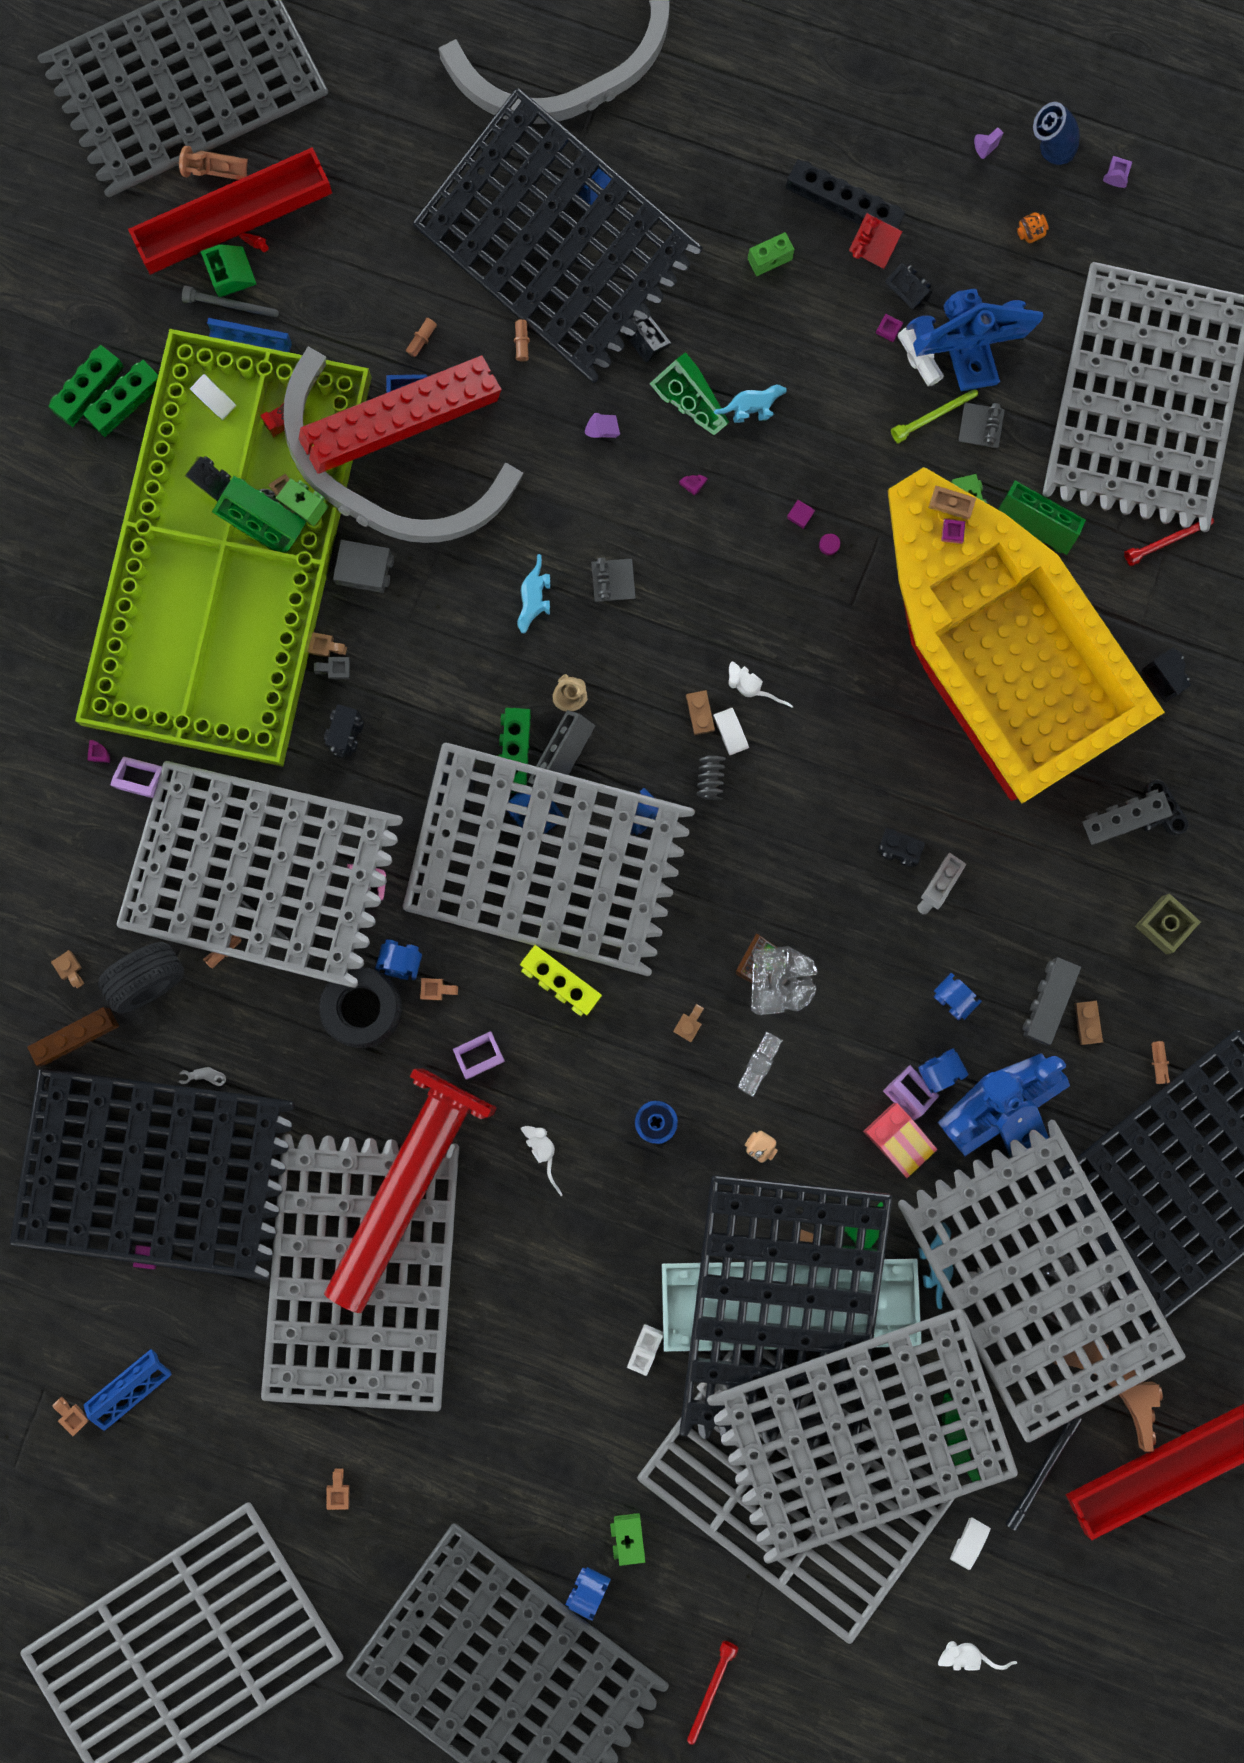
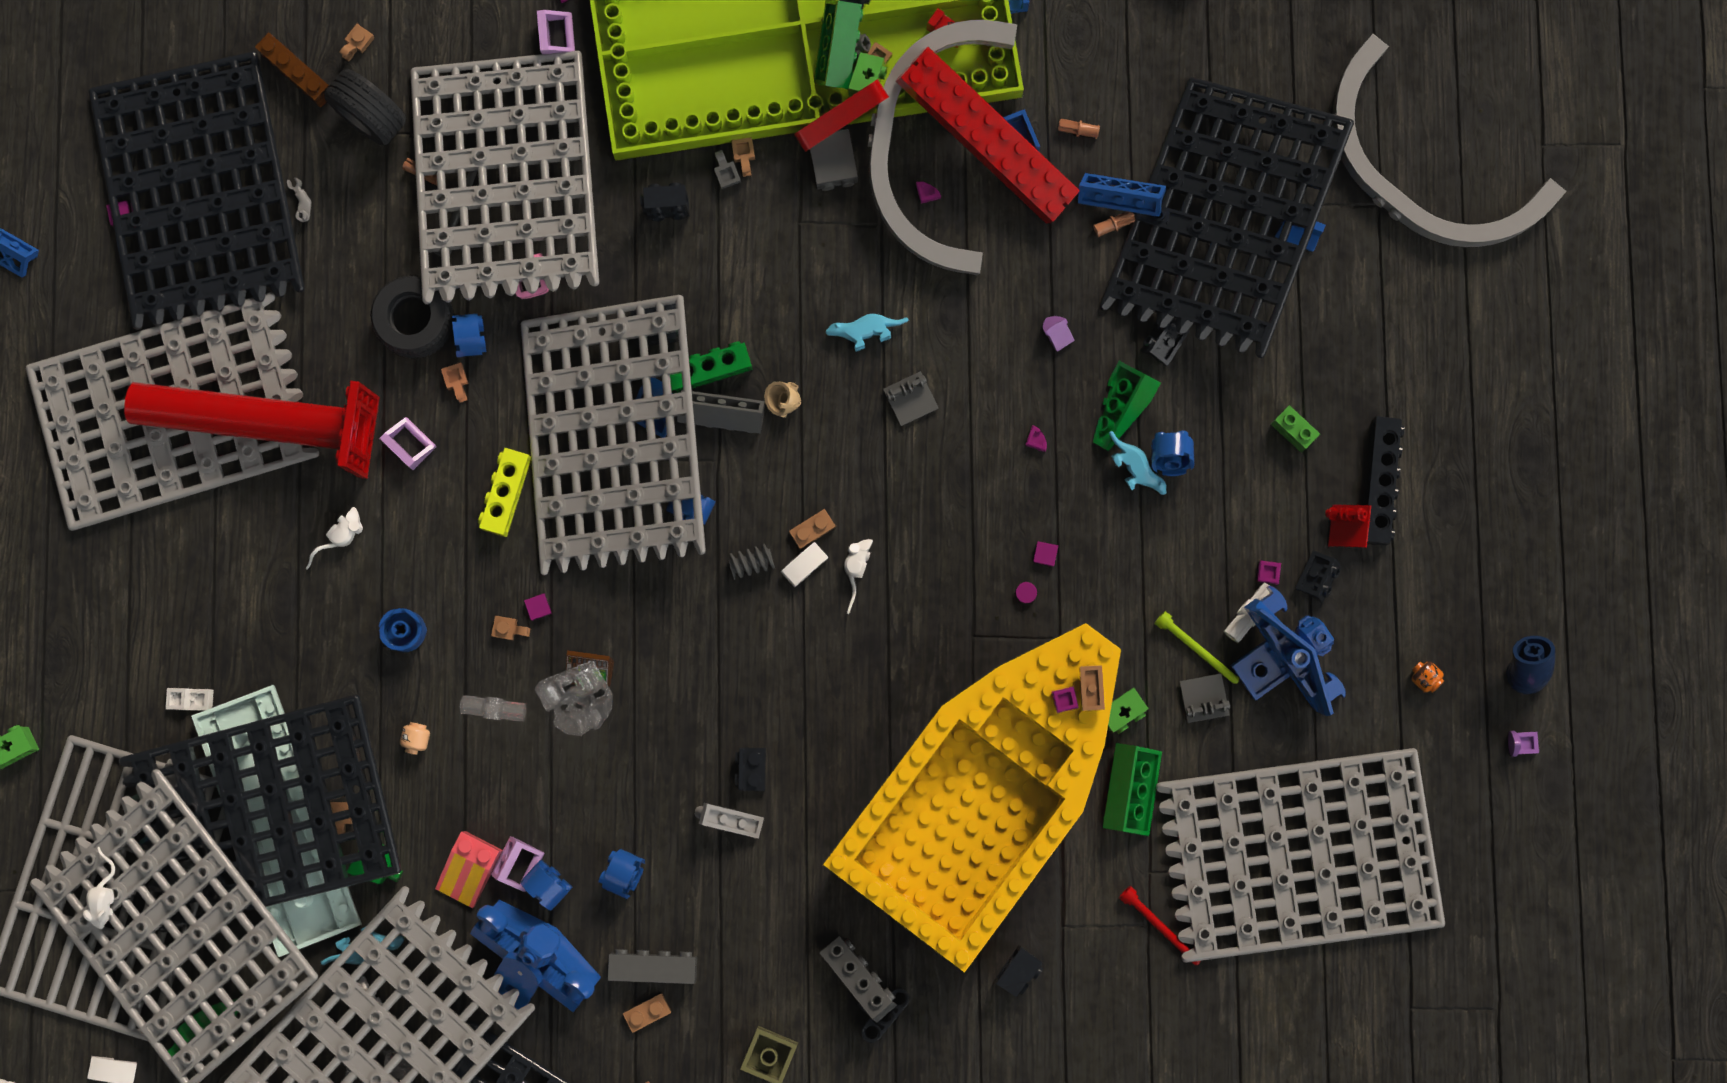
camera: 75 degrees right, 0 degrees up
(329, 536) = (841, 115): none -> red beam
(426, 495) = (927, 192): none -> magenta tile
(500, 322) = (1121, 196): none -> blue fence
(679, 989) = (538, 607): none -> magenta tile
(754, 365) = (1172, 453): none -> blue brick
(810, 1495) = (99, 899): none -> white animal
(986, 144) = (1498, 600): medium lavender tile -> none

